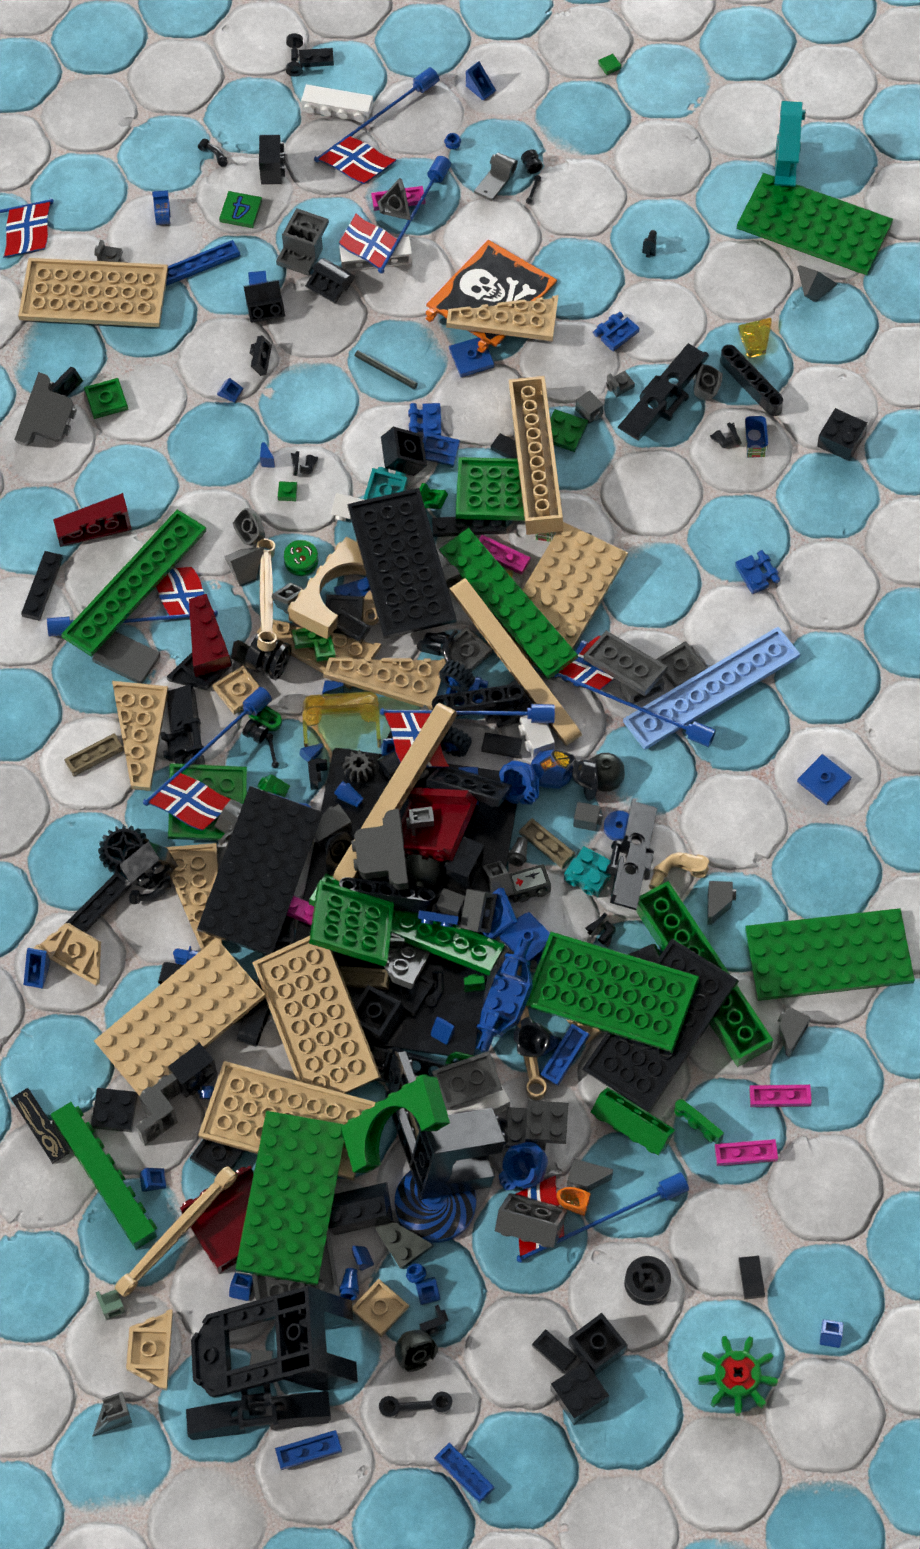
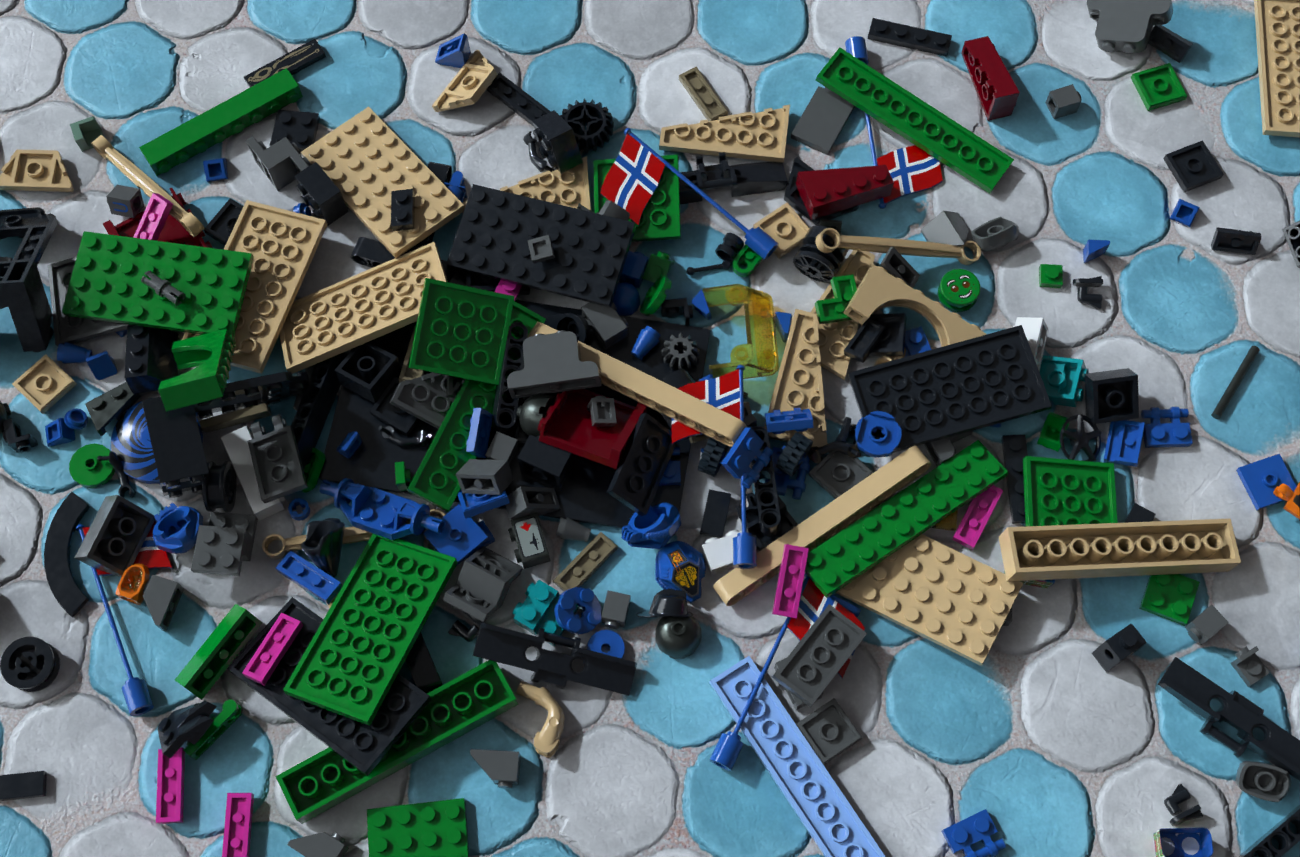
camera: 90 degrees right, 5 degrees up
(120, 468) = (1063, 101): none -> dark grey brick
(188, 379) = (1193, 166): none -> black plate
(190, 1253) = (125, 201): none -> dark grey brick
(221, 987) = (402, 209): none -> black plate
(221, 1217) = (153, 218): none -> dark pink plate
(271, 863) = (541, 249): none -> dark grey plate
(301, 1182) = (163, 288): none -> dark grey pin
(304, 786) = (655, 296): none -> green plate
(426, 680) = (796, 420): none -> blue plate
(435, 605) = (878, 447): none -> blue plate
(438, 479) = (1080, 439): none -> black wheel
(460, 1265) = (92, 476): none -> green plate
(466, 704) = (741, 455): none -> blue plate
(470, 1227) = (123, 478): none -> black piece
(503, 1067) = (292, 506): none -> blue bush
(546, 1274) = (58, 554): none -> black tile
(565, 682) = (790, 581): none -> dark pink plate
(570, 913) = (482, 584): none -> dark grey bracket
(582, 841) = (590, 613): none -> blue plate
(609, 464) = (1120, 645): none -> black torso
(632, 1070) = (272, 649): none -> dark pink plate
(699, 1138) = (183, 725): none -> black plate

